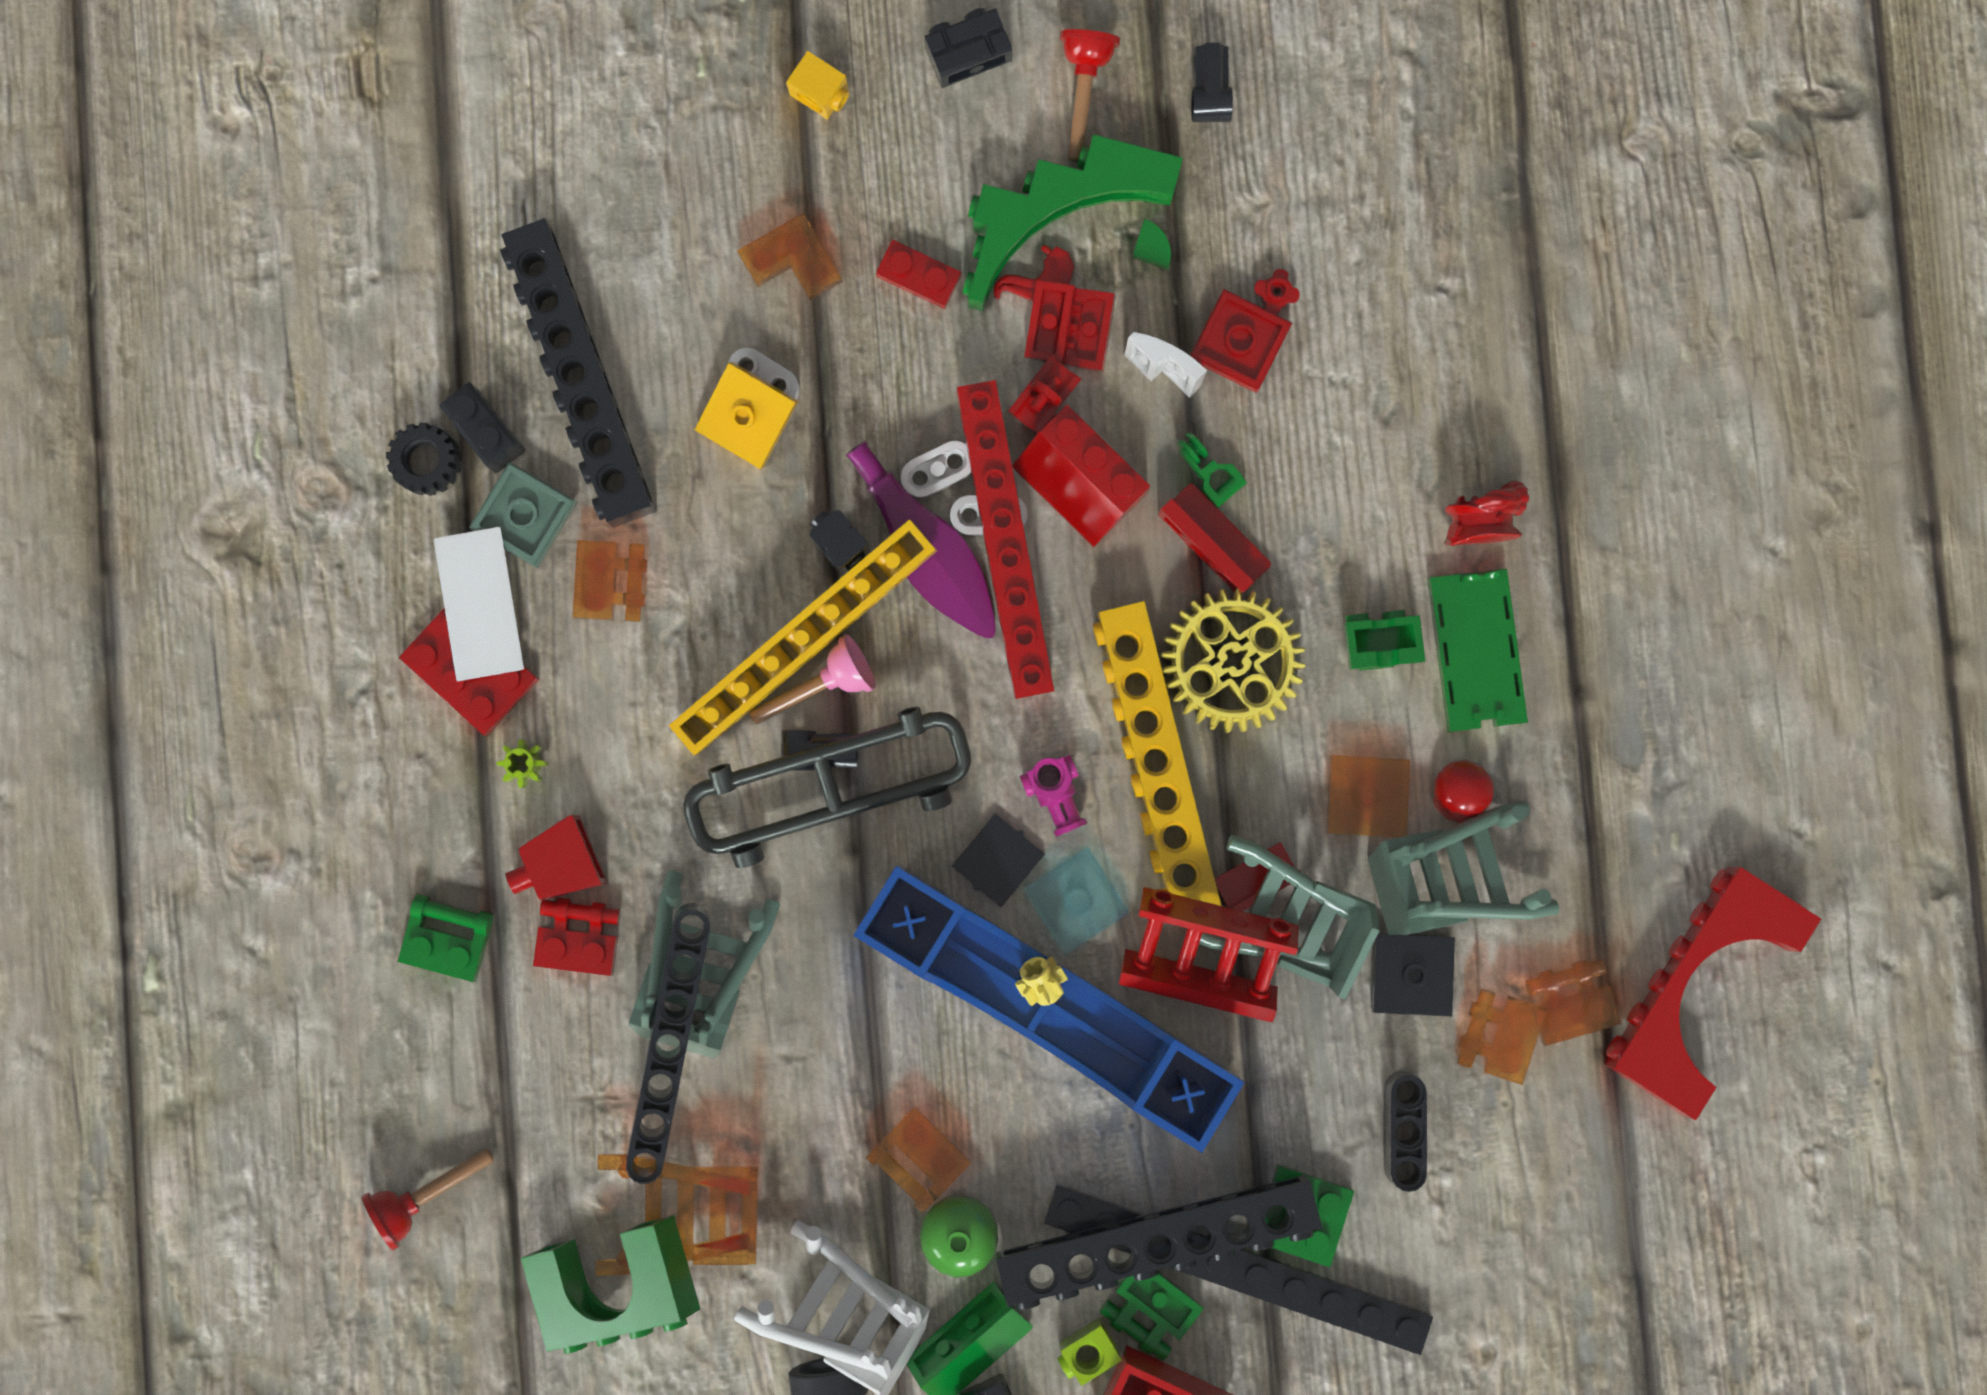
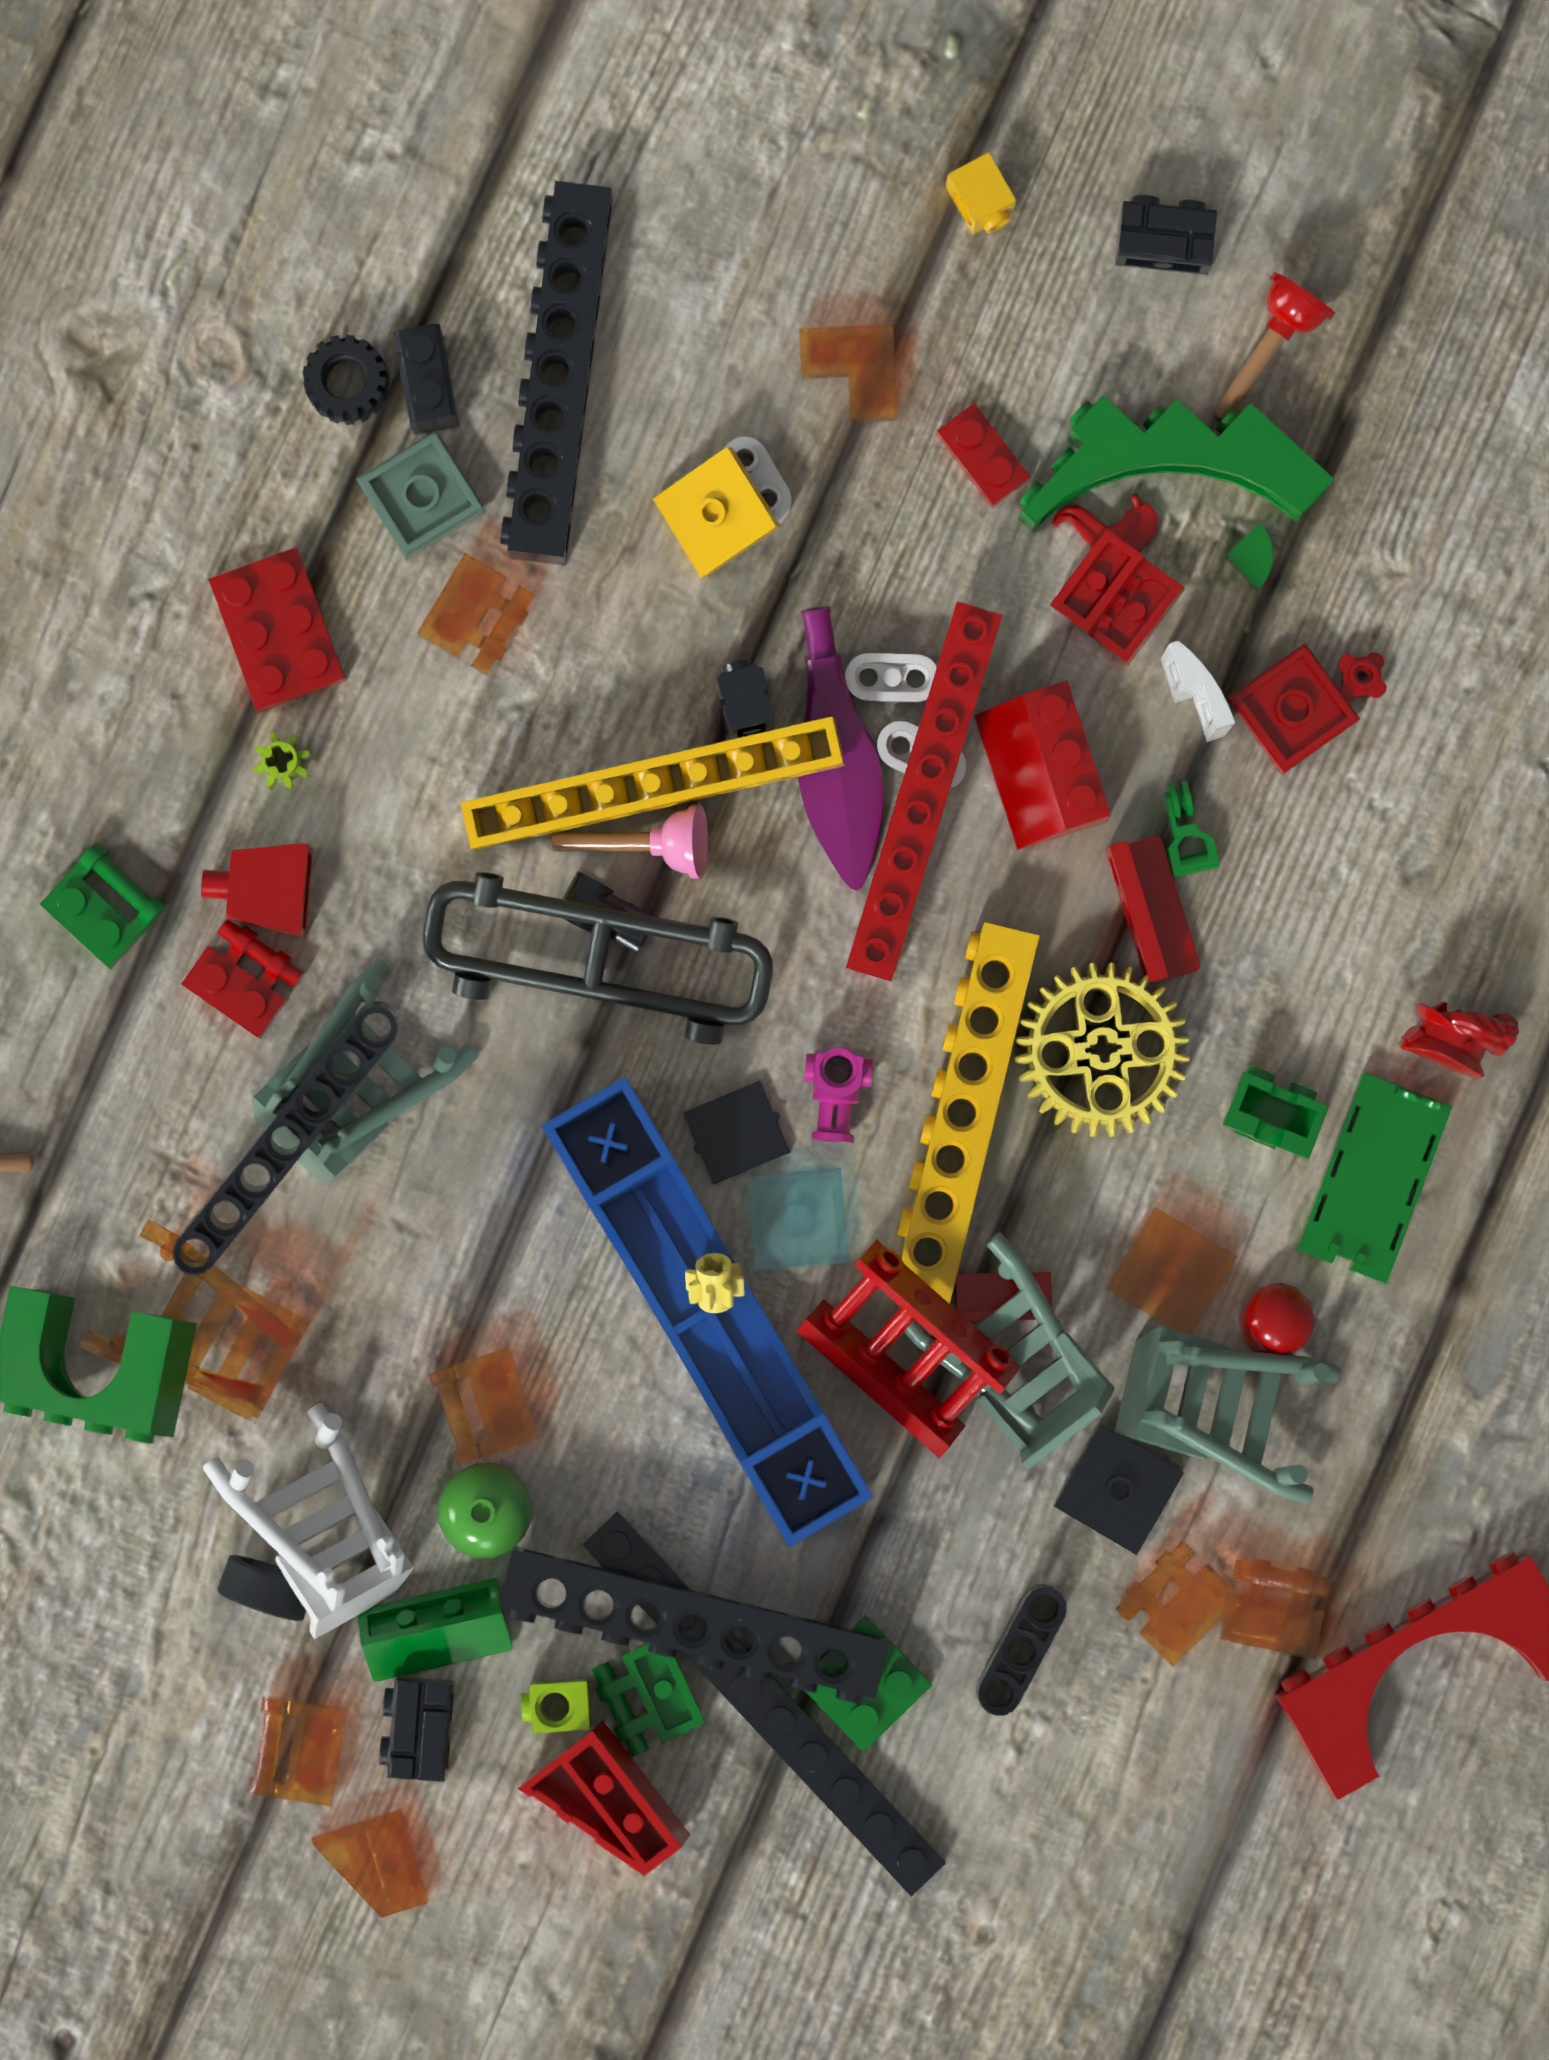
camera: 25 degrees right, 0 degrees up
(478, 604) = (324, 566): white sticker -> none
(1044, 395) = (1049, 657): red hips -> none
(1211, 95) = (1405, 423): black piece -> none

